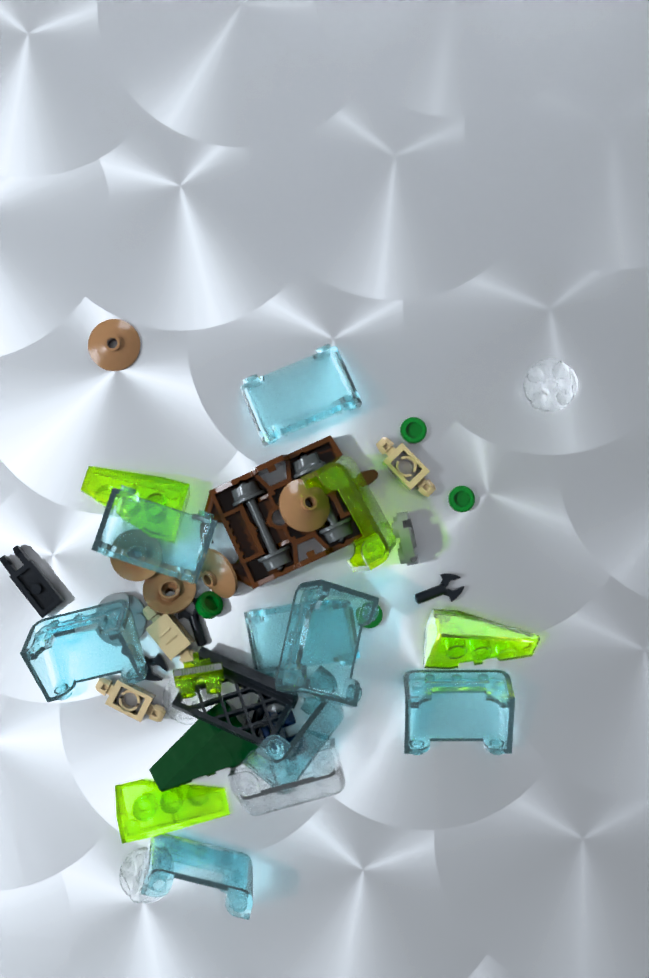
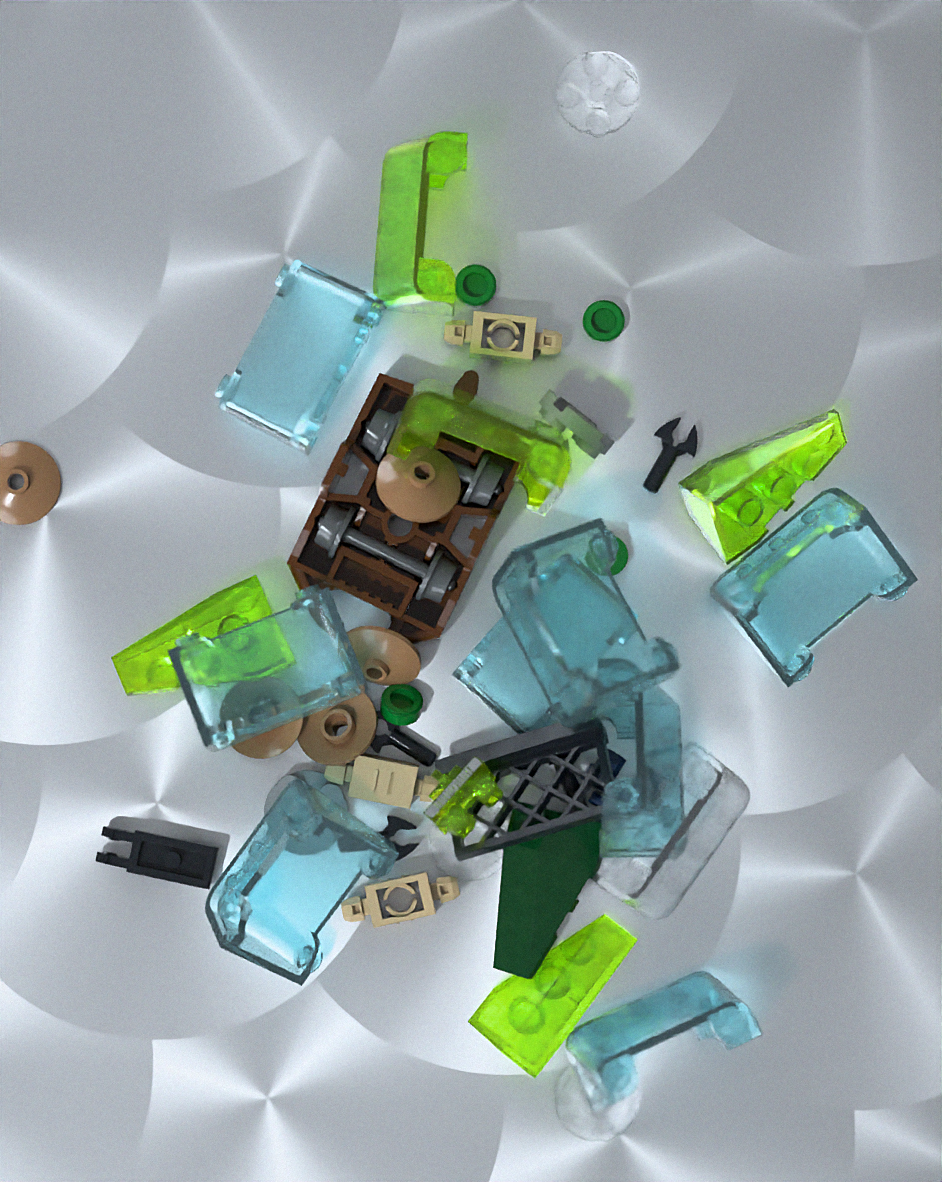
camera: 45 degrees left, 0 degrees up
(381, 394) = (400, 272): none -> clear neon green windscreen

